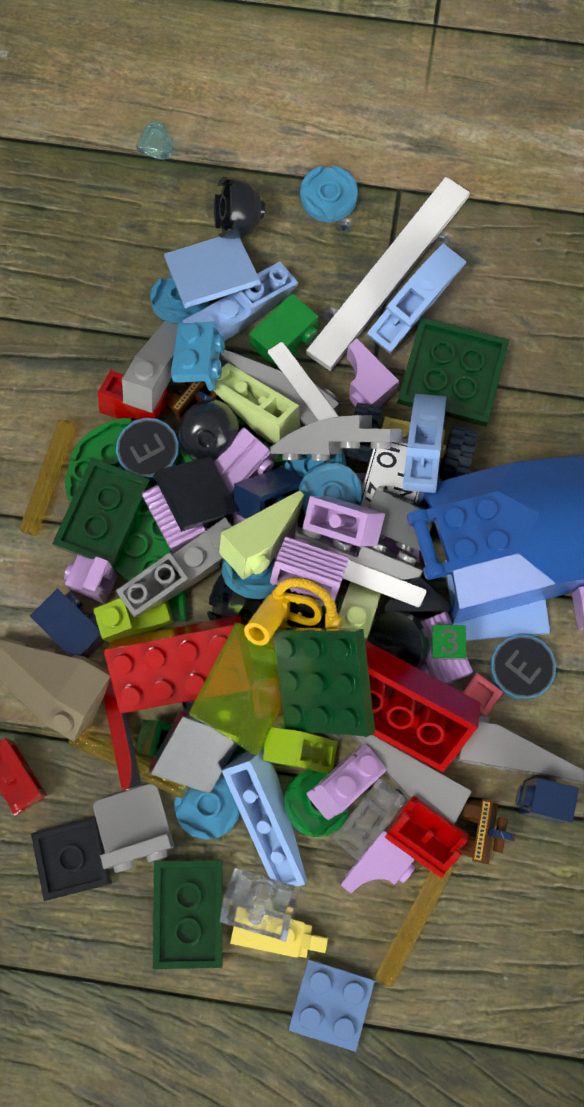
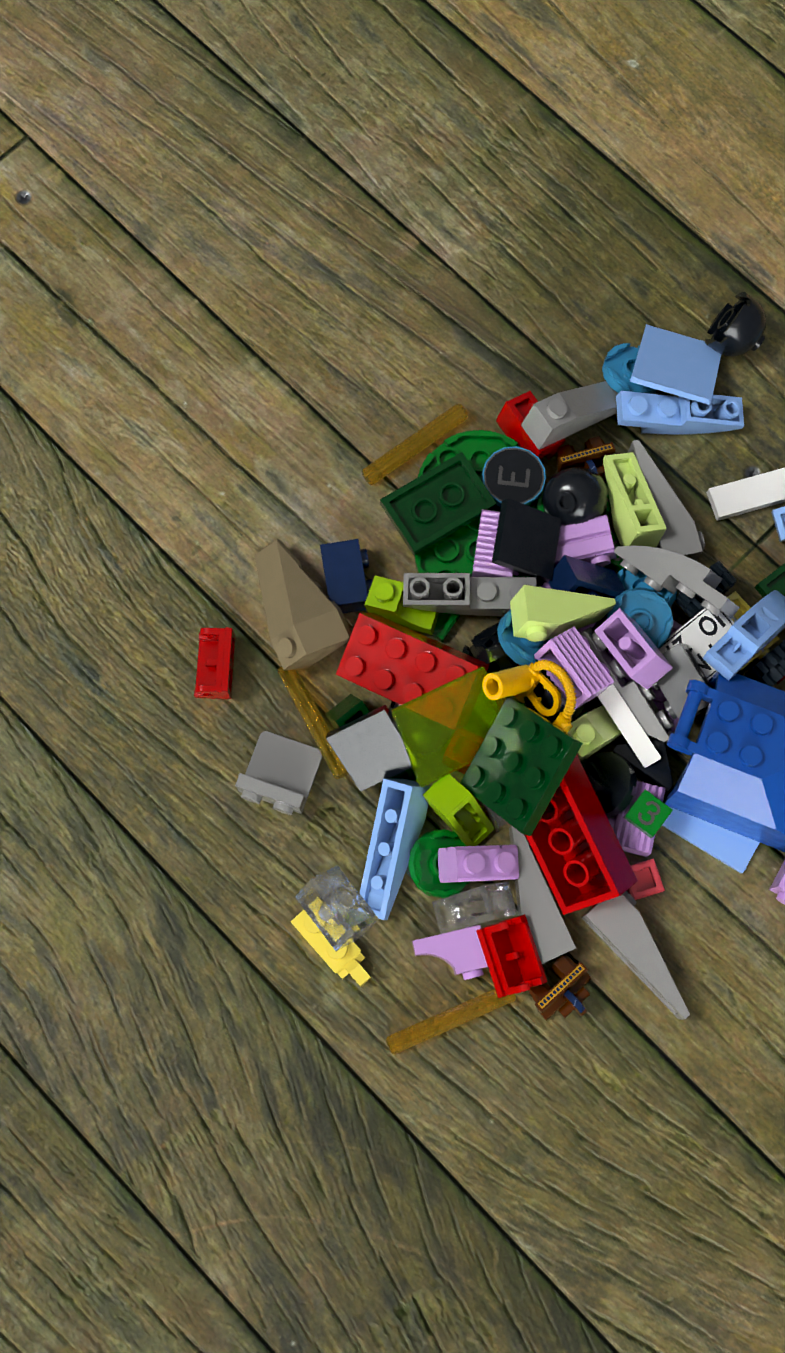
camera: 35 degrees right, 0 degrees up
(70, 859) = (213, 761): black tile -> none
(91, 578) = (391, 550): lavender arch -> none
(122, 742) = (320, 698): red sticker -> none
(155, 141) = (709, 224): clear light blue tile -> none
(187, 914) = (273, 873): dark green plate -> none
(198, 353) = (613, 426): dark azure bracket -> none
(208, 814) = (347, 807): dark azure tile -> none
(289, 323) = (701, 460): green brick -> none
(301, 382) = (683, 510): white sticker -> none
(331, 1005) = (335, 1031): medium blue plate -> none
(373, 381) = (746, 554): lavender arch -> none
(523, 667) = (697, 883): black tile -> none
(547, 800) = (634, 1003): dark blue brick -> none

